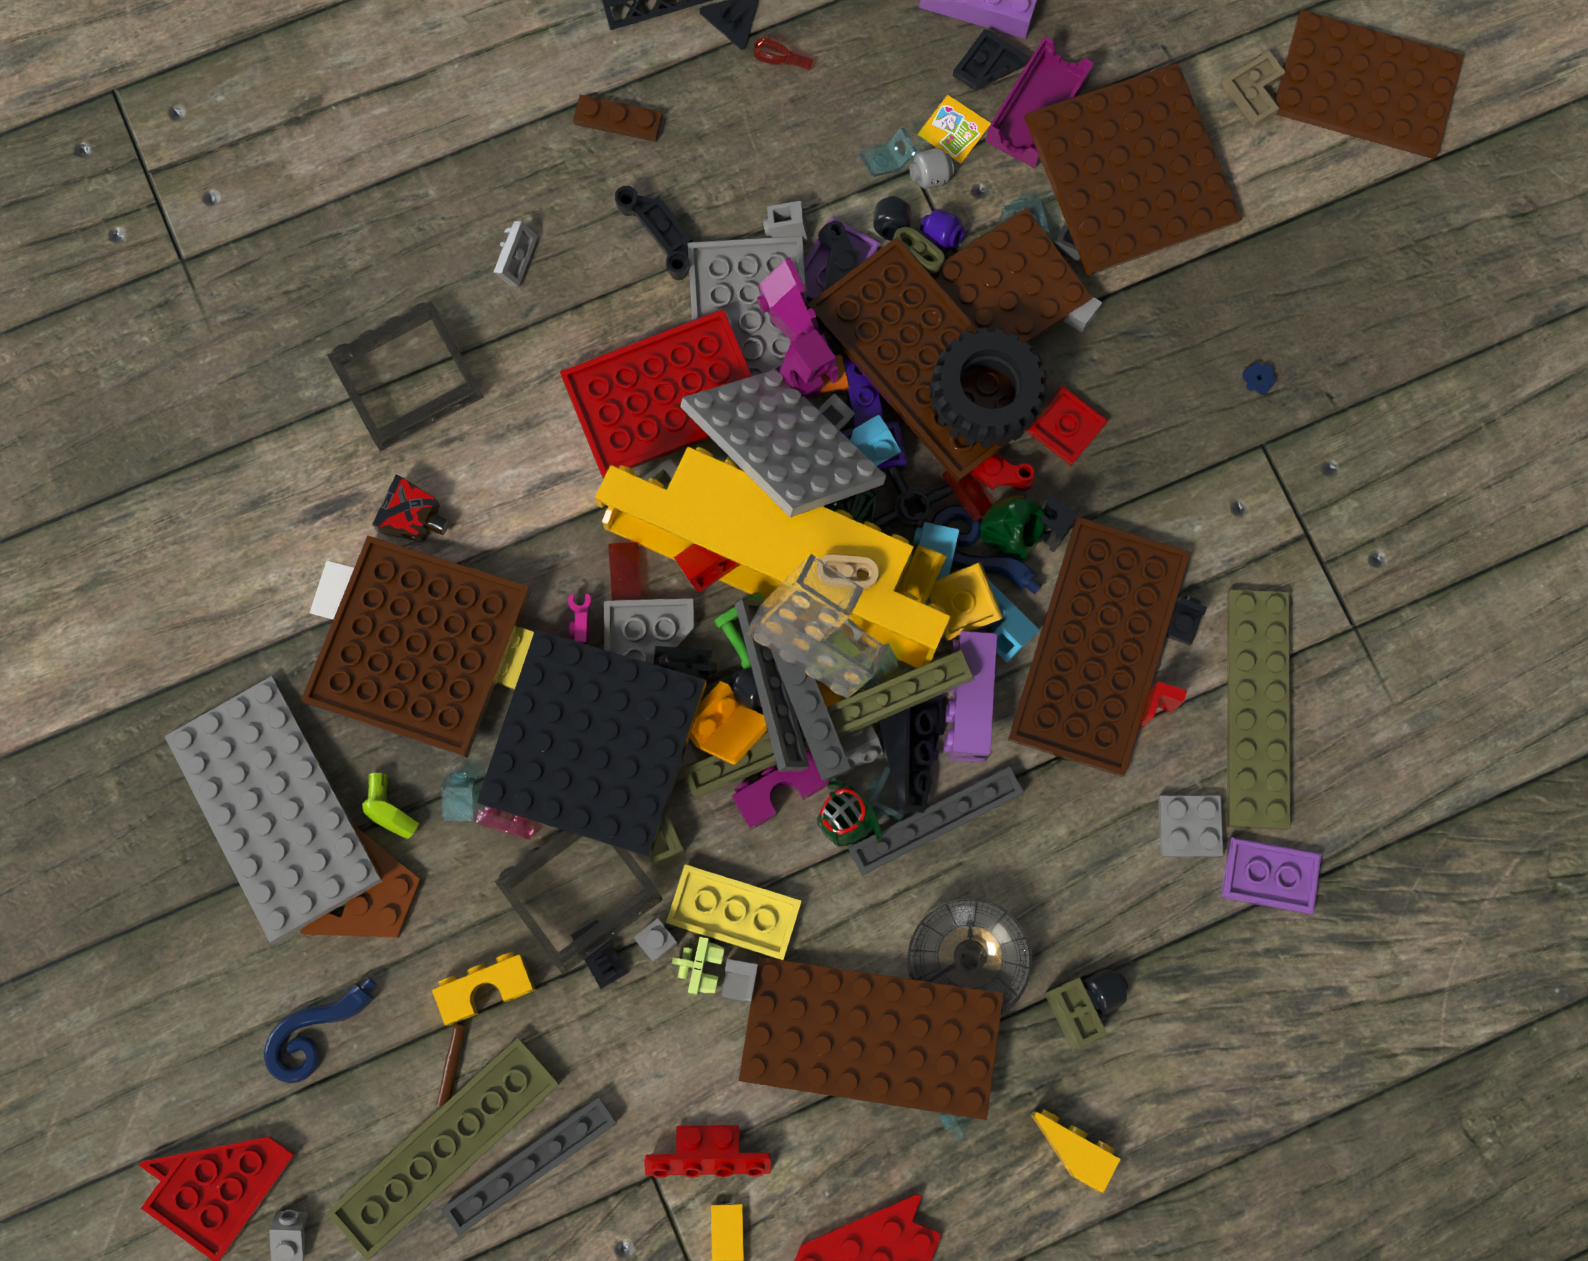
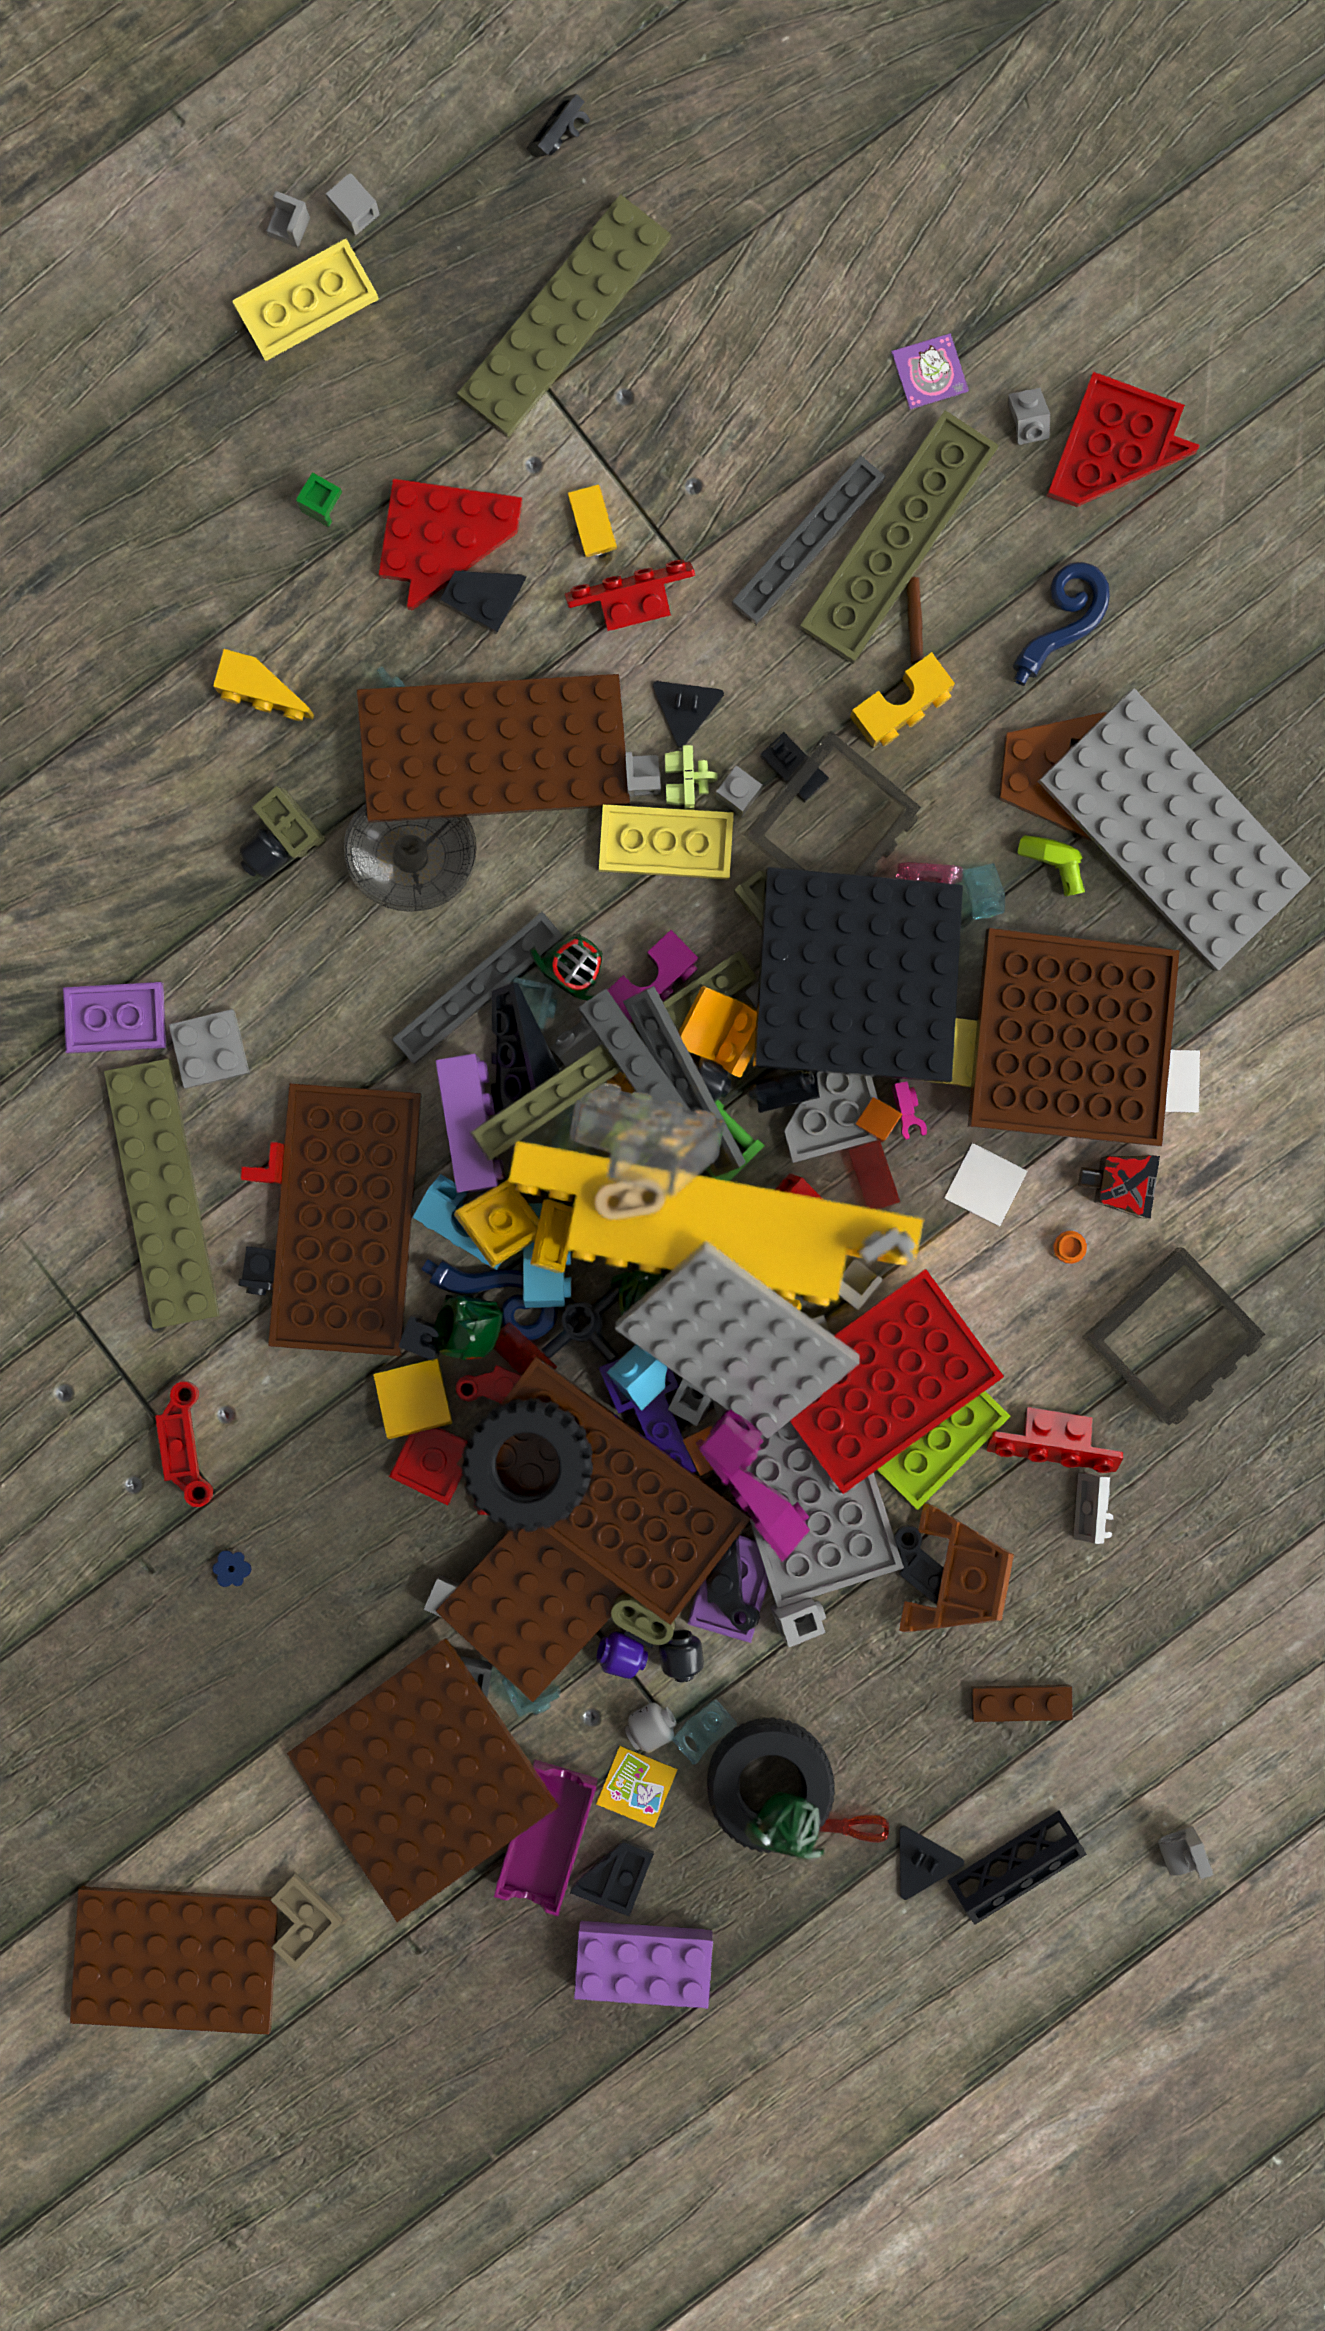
camera: 170 degrees right, 10 degrees up
(471, 471) = (1070, 1247): none -> orange plate
(529, 318) = (1056, 1439): none -> red bracket
(529, 543) = (986, 1184): none -> white sticker
(608, 615) = (878, 1119): none -> orange slope
(632, 216) = (972, 1578): none -> dark orange wing
(632, 324) = (943, 1450): none -> lime plate
(636, 481) = (878, 1244): none -> light grey bracket
(684, 1035) = (686, 707): none -> black piece
(839, 50) = (786, 1827): none -> dark green piece
(847, 1187) = (482, 596): none -> black wing
(850, 65) = (756, 1740): none -> black tyre
(1073, 478) = (412, 1398): none -> yellow tile
(1284, 486) = (179, 1446): none -> red plate

